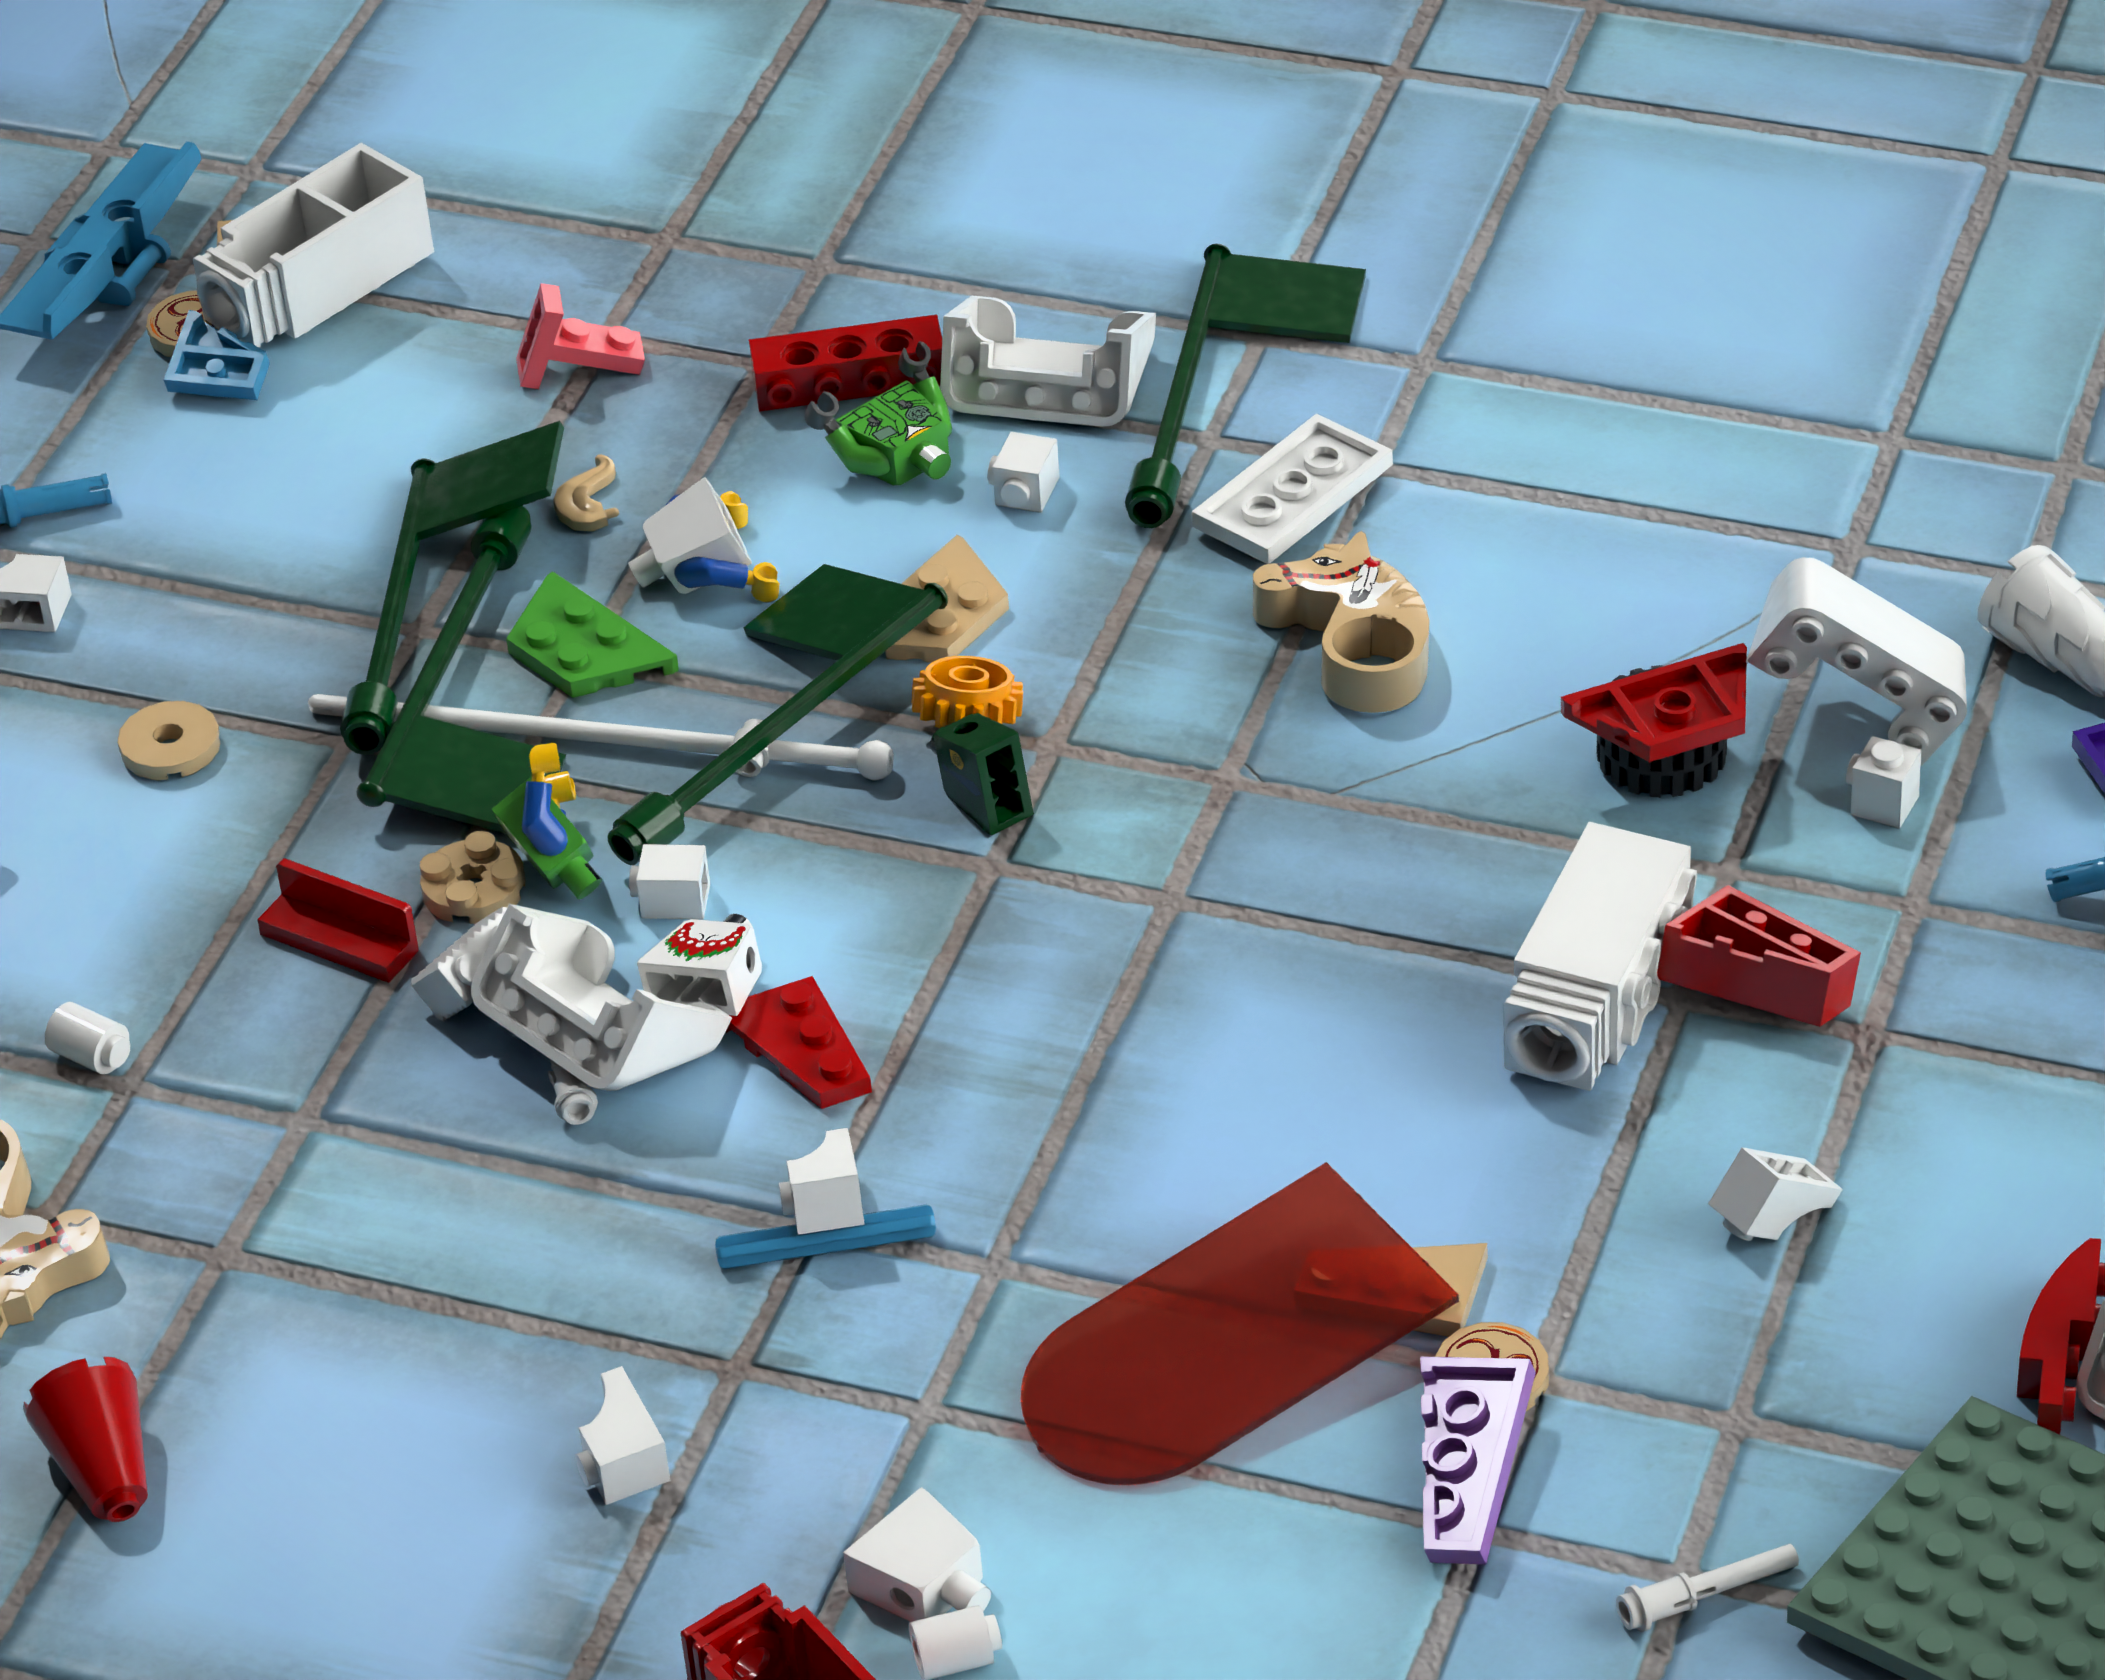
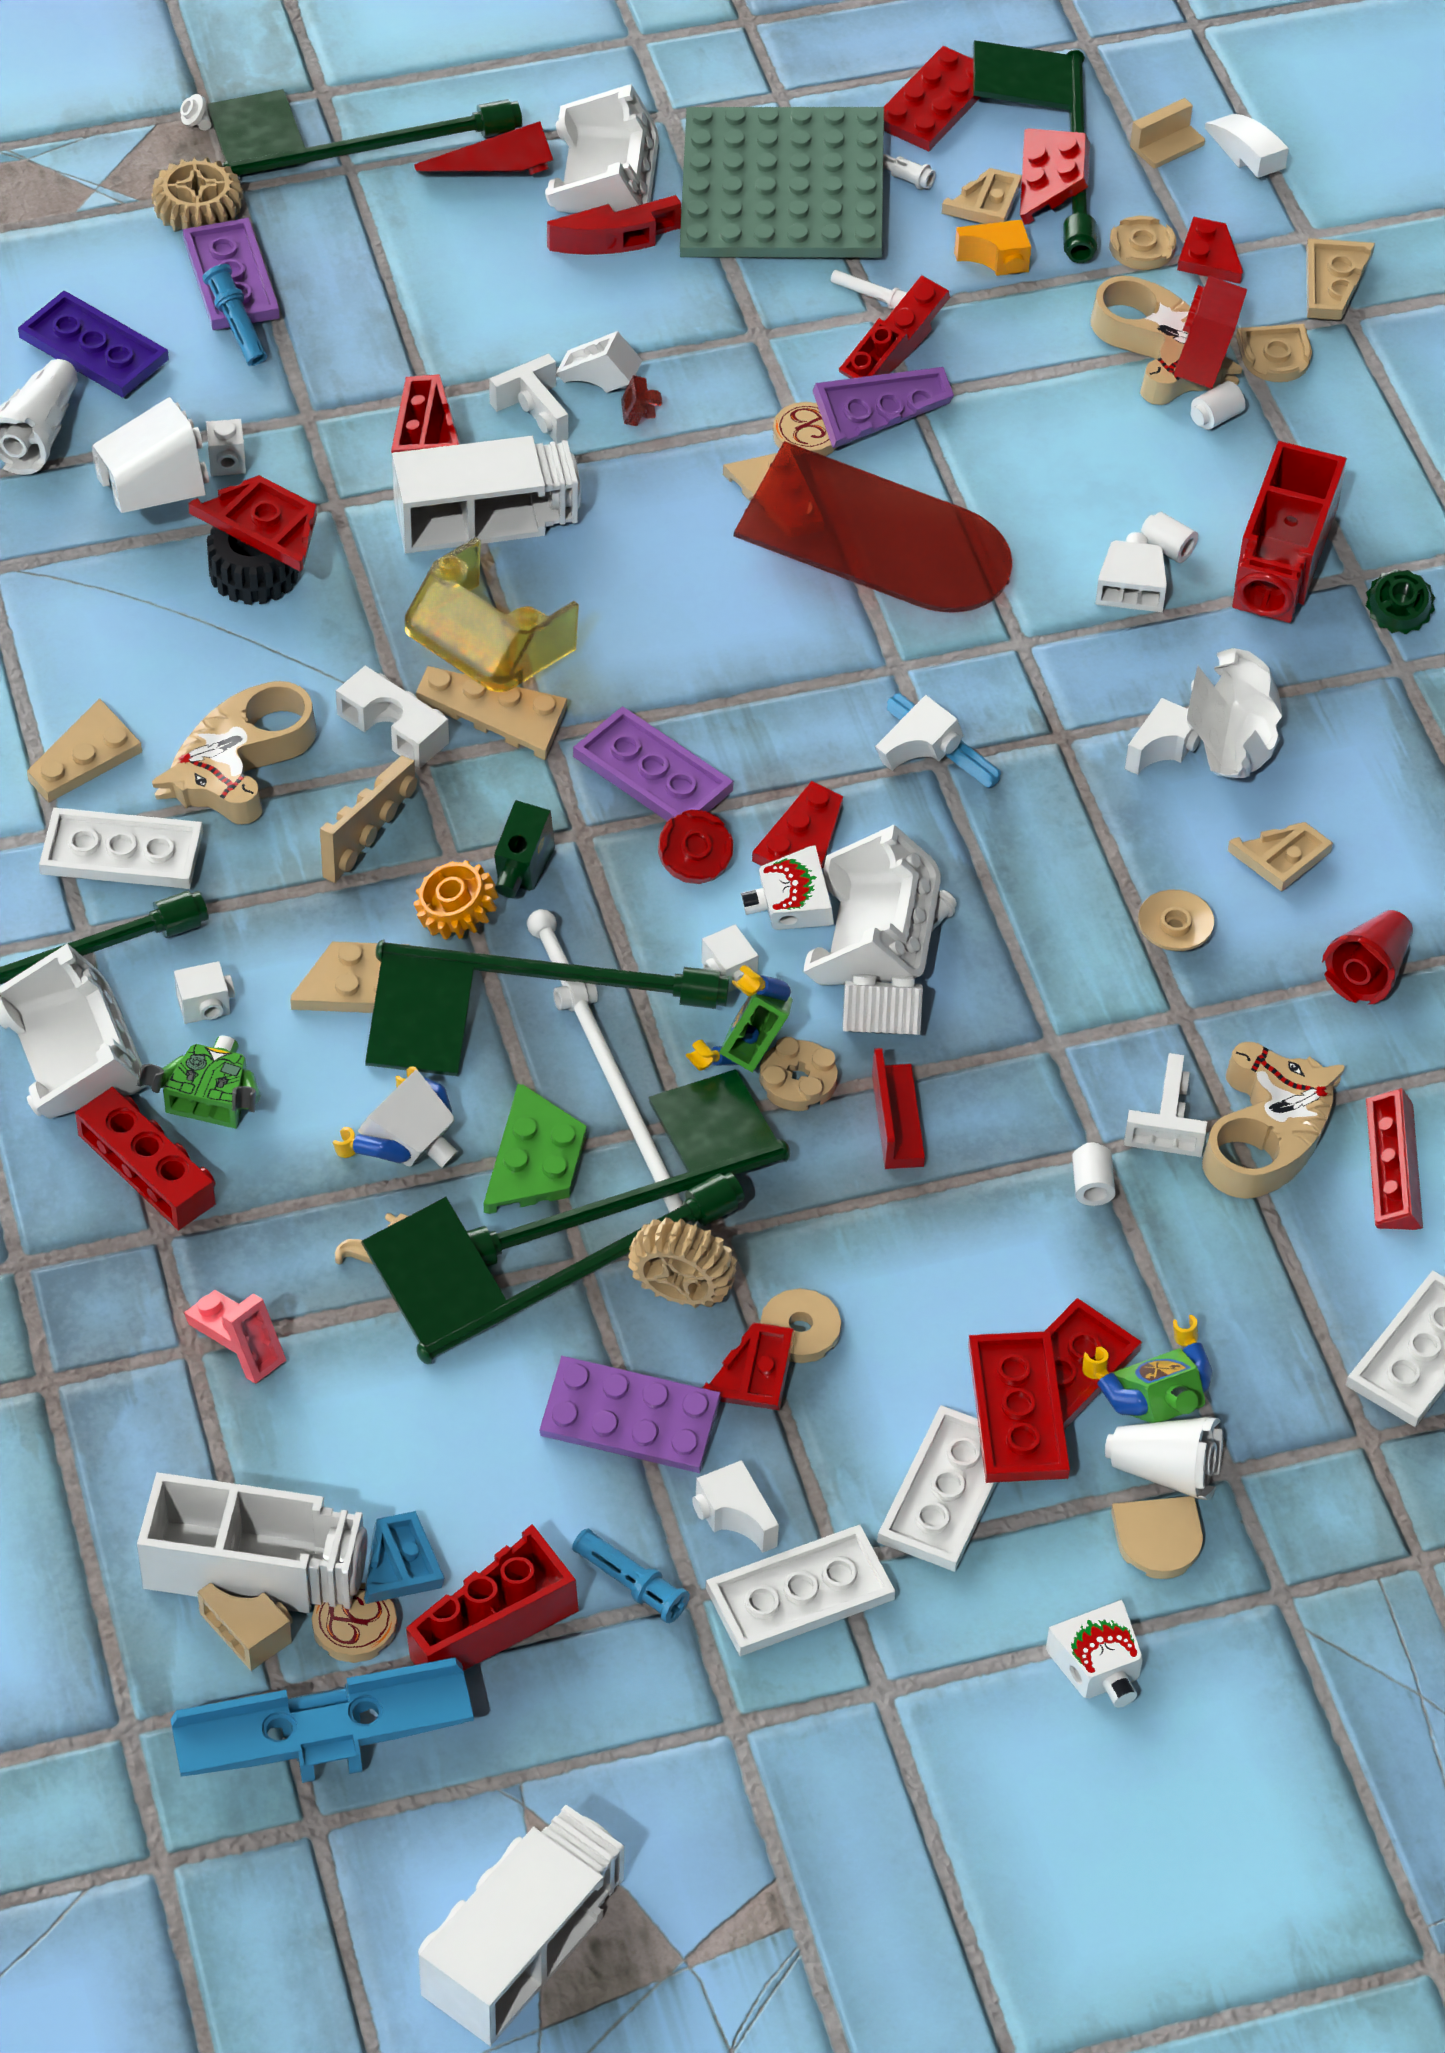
camera: 130 degrees left, 10 degrees up
(85, 1129) = (1169, 1129): none -> white bracket
(88, 394) = (498, 1607): none -> red wedge
(144, 671) = (757, 1368): none -> red wing
(199, 571) = (630, 1414): none -> medium lavender plate
(307, 646) = (682, 1262): none -> tan gear
(337, 1293) = (1176, 920): none -> tan dish
(338, 1461) = (1283, 853): none -> tan wing
(564, 1503) = (1236, 714): none -> white animal
(862, 925) = (695, 846): none -> red tile
(1018, 947) = (651, 766): none -> medium lavender plate
(1150, 668) = (359, 825): none -> tan wing
(1242, 867) = (517, 714): none -> tan wing
(1266, 774) = (373, 698): none -> white arch
(1367, 848) = (476, 636): none -> clear yellow windscreen
(1474, 518) = (83, 752): none -> tan wing
(1588, 1533) = (900, 334): none -> red slope
(1673, 1205) = (637, 401): none -> clear red tile
(1755, 1106) = (529, 387): none -> white bracket

